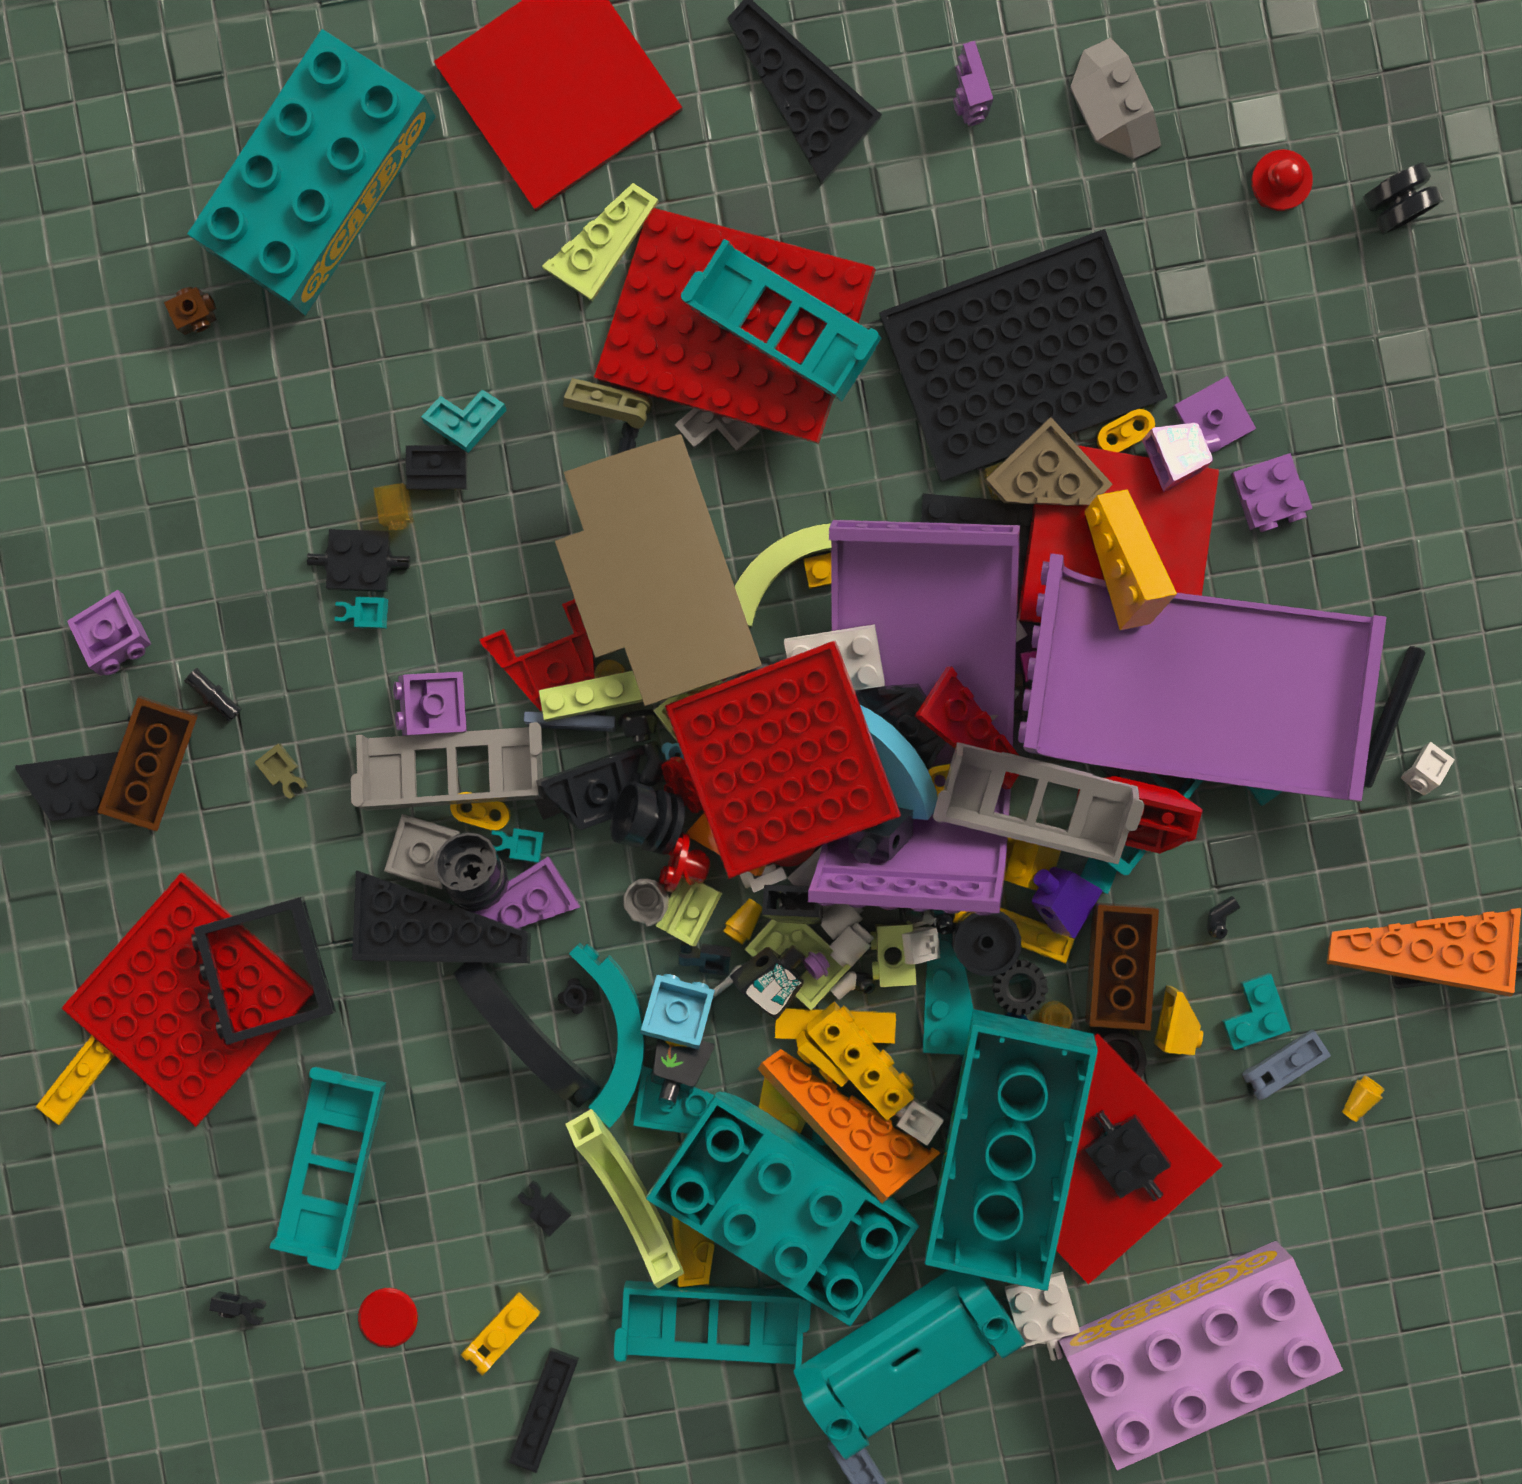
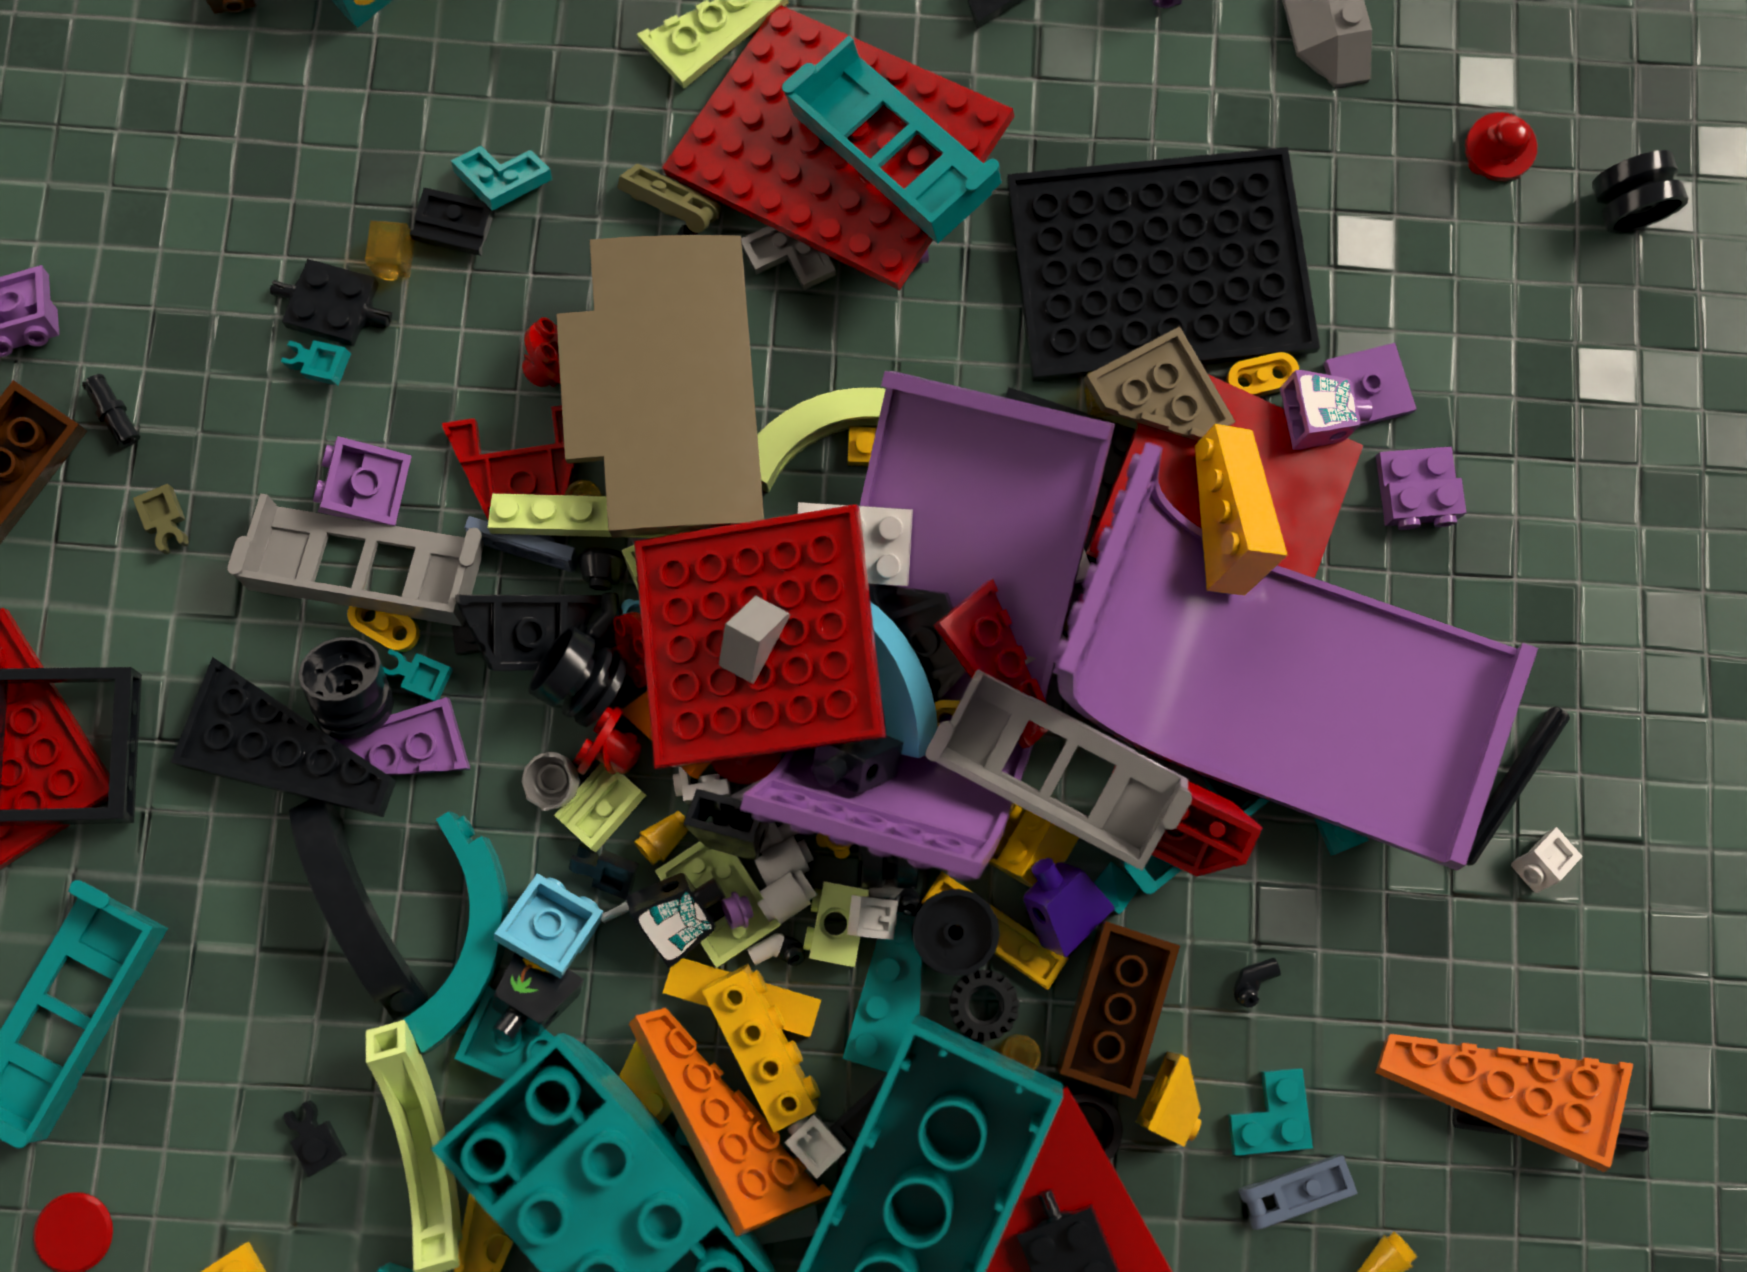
camera: 15 degrees right, 10 degrees down
(416, 850) = (286, 646): light grey plate -> none
(546, 563) = (542, 363): none -> red plate
(567, 998) = (420, 877): black plate -> none
(779, 763) = (751, 638): none -> light grey slope
(812, 1052) = (702, 1020): yellow plate -> none

